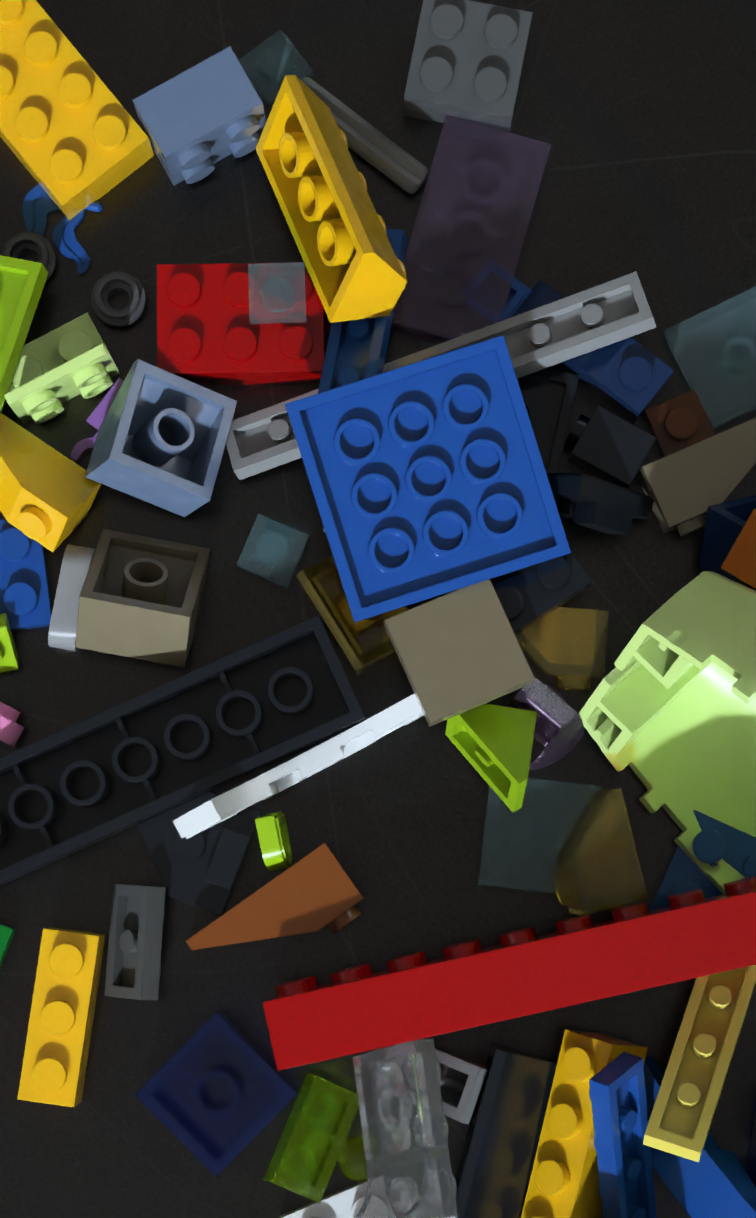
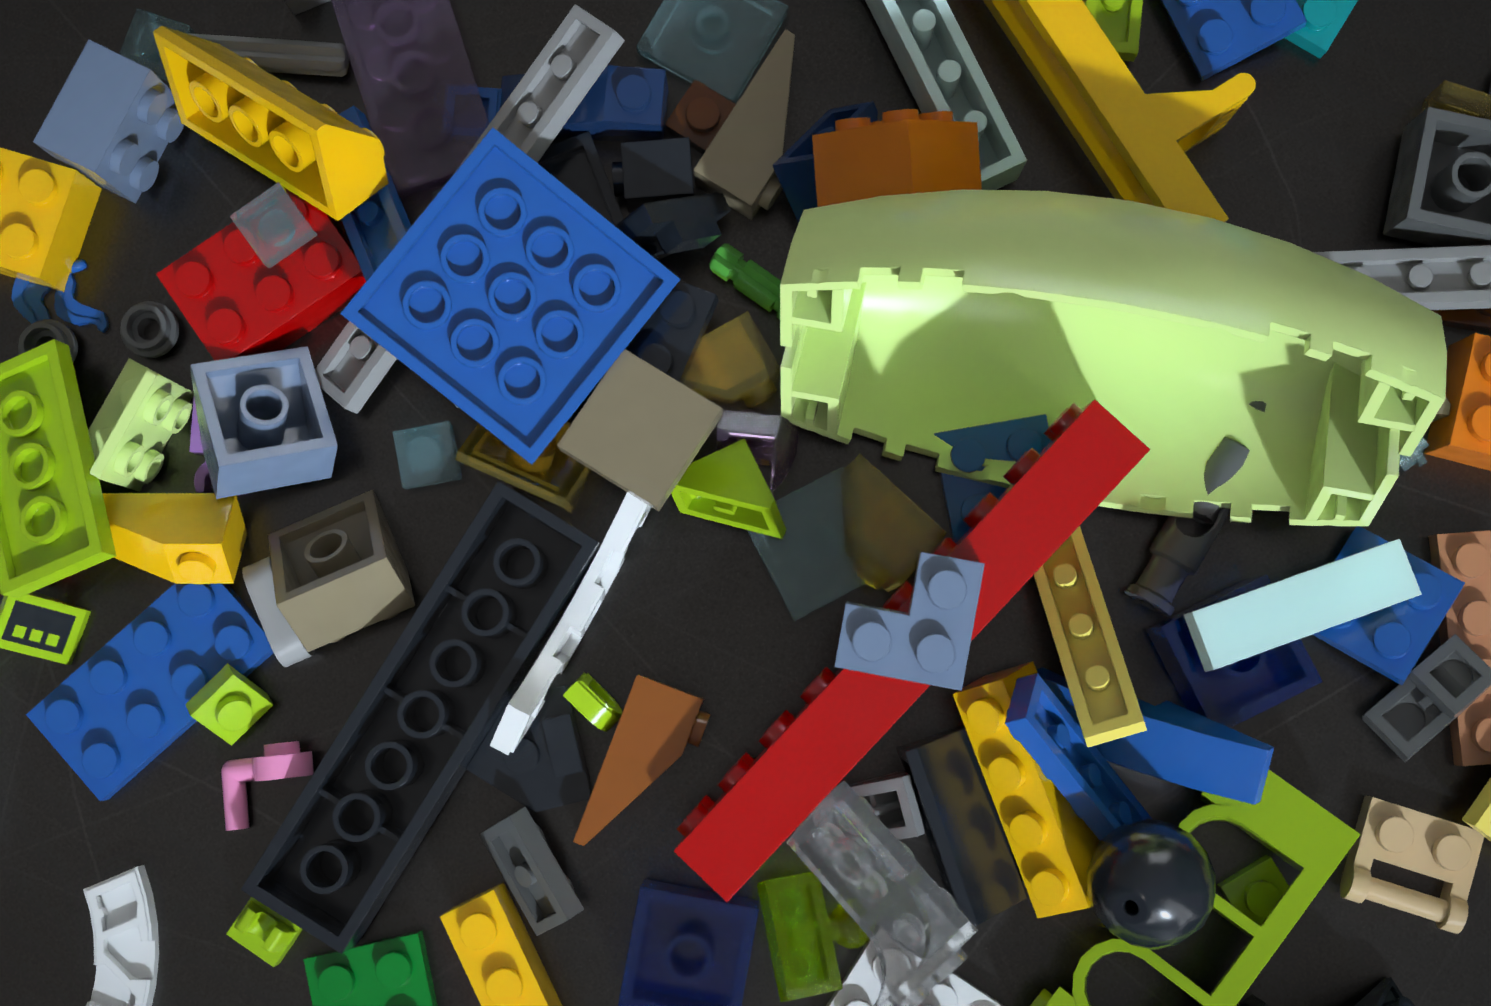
camera: 30 degrees left, 0 degrees up
(568, 973) = (928, 641): none -> sand blue brick
(629, 583) = (747, 277): none -> bright green axle

